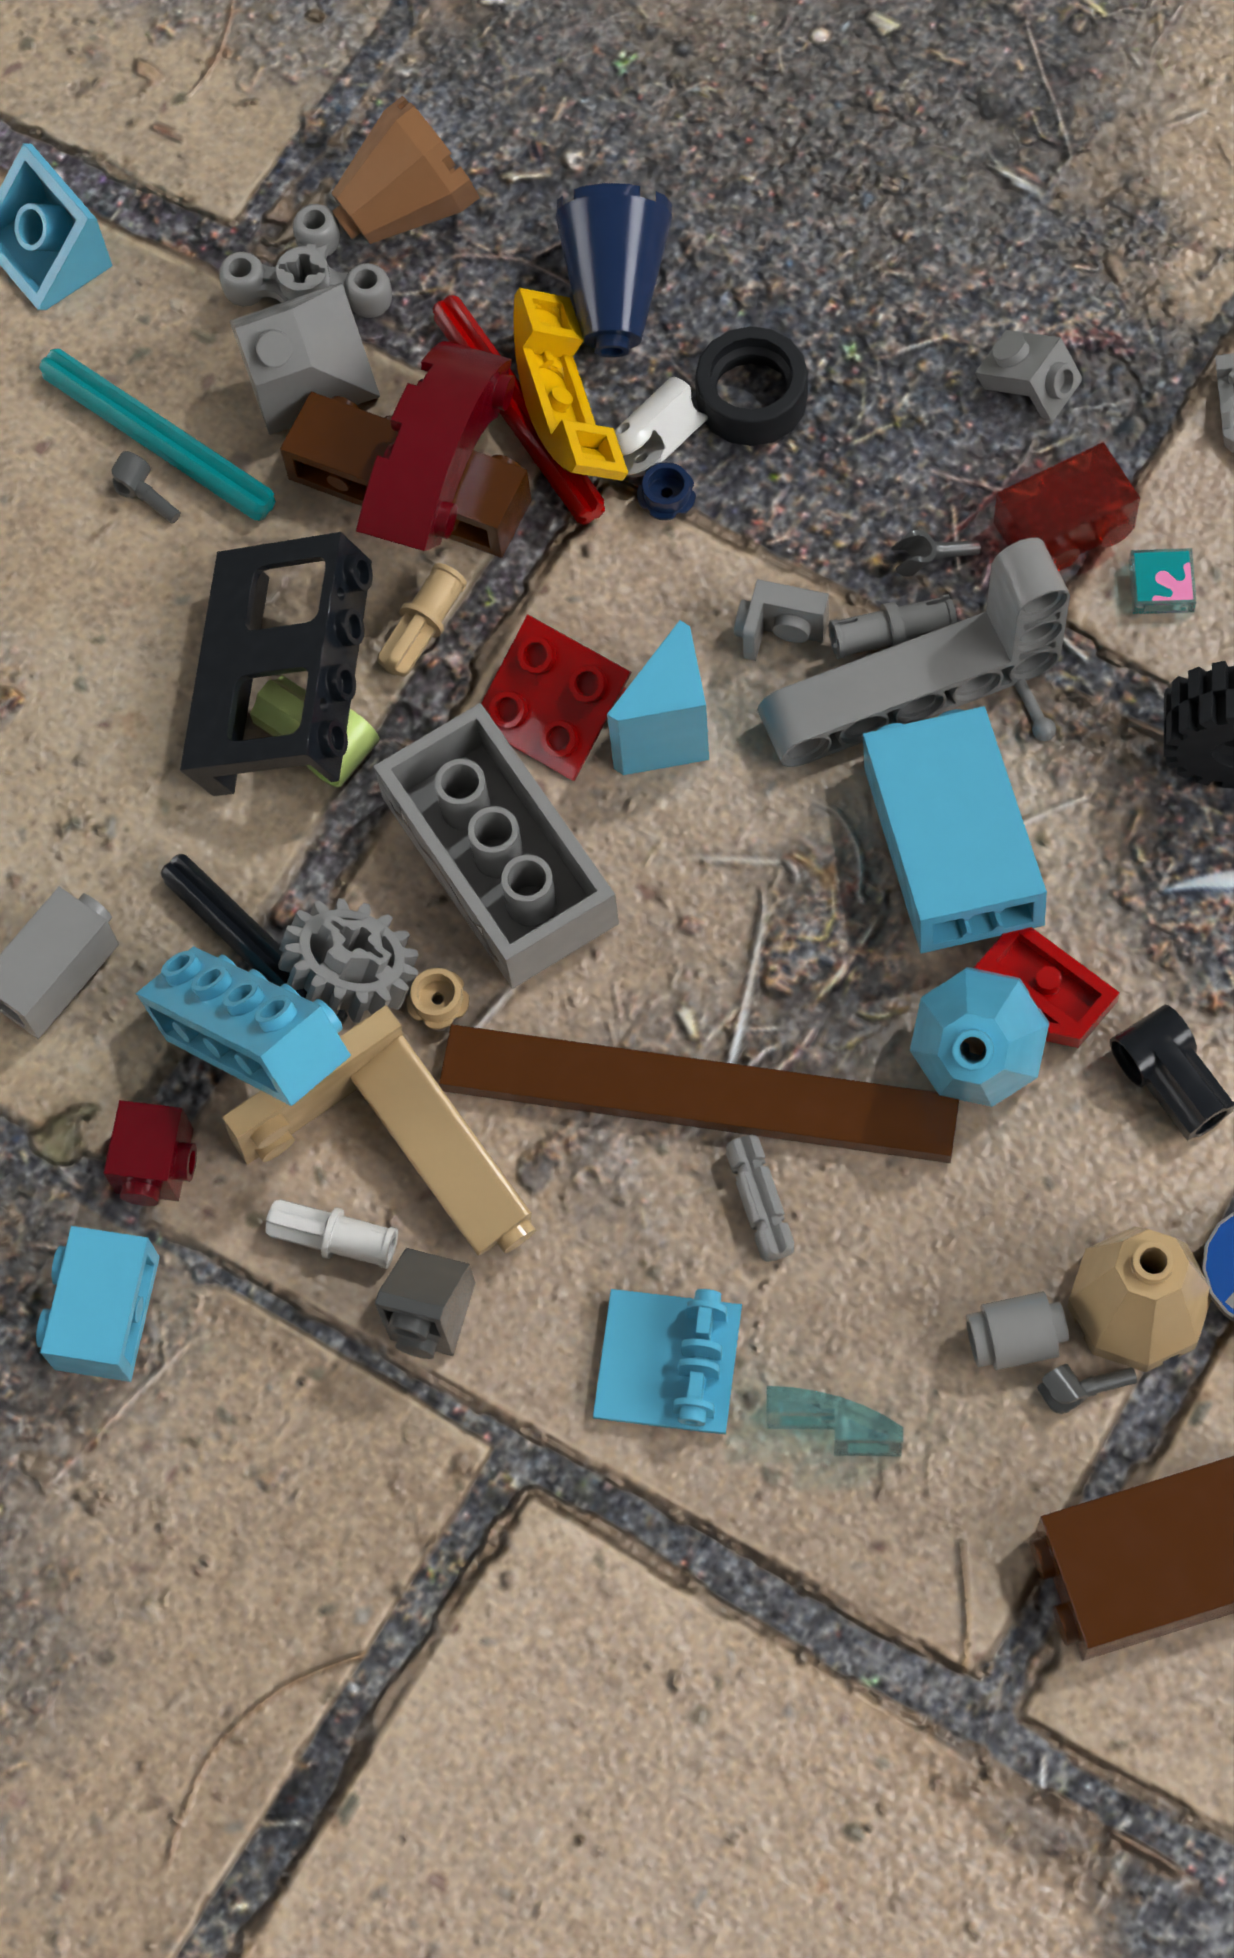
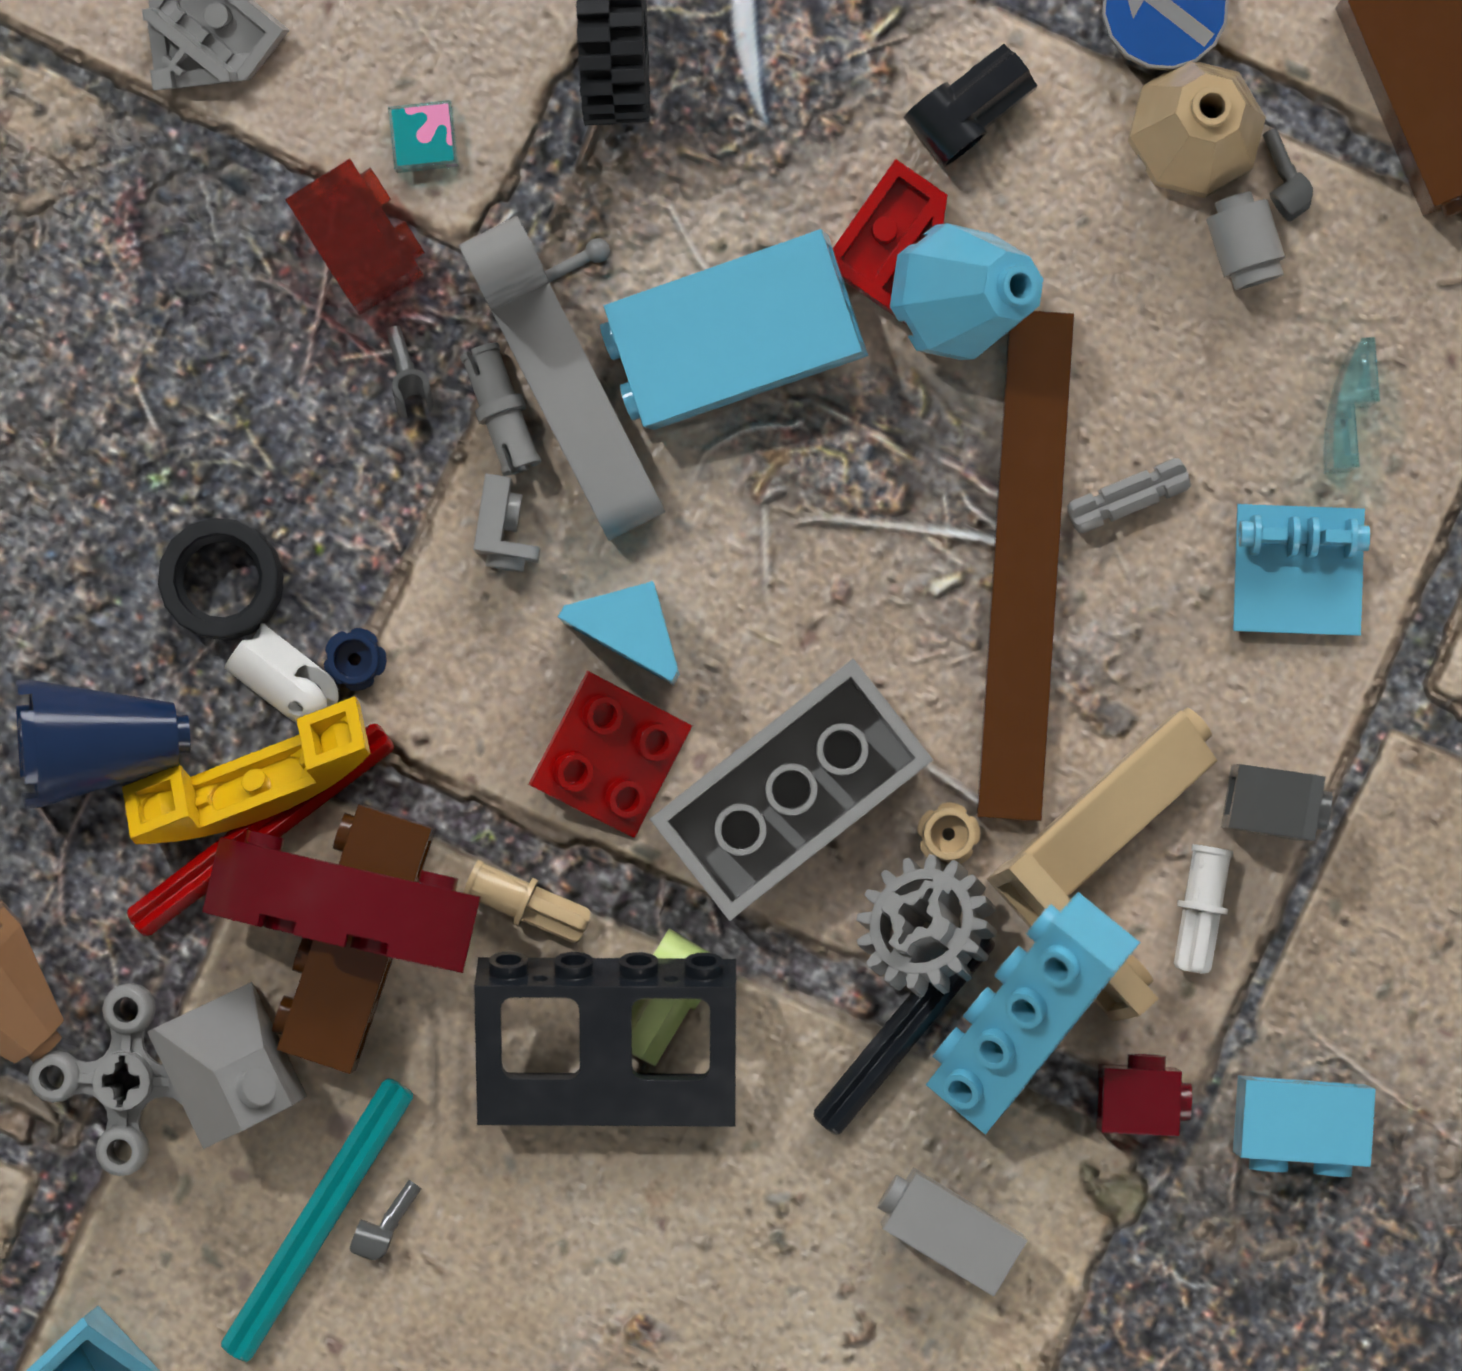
camera: 100 degrees left, 20 degrees up
(1031, 367) = (182, 284): light grey bracket -> none

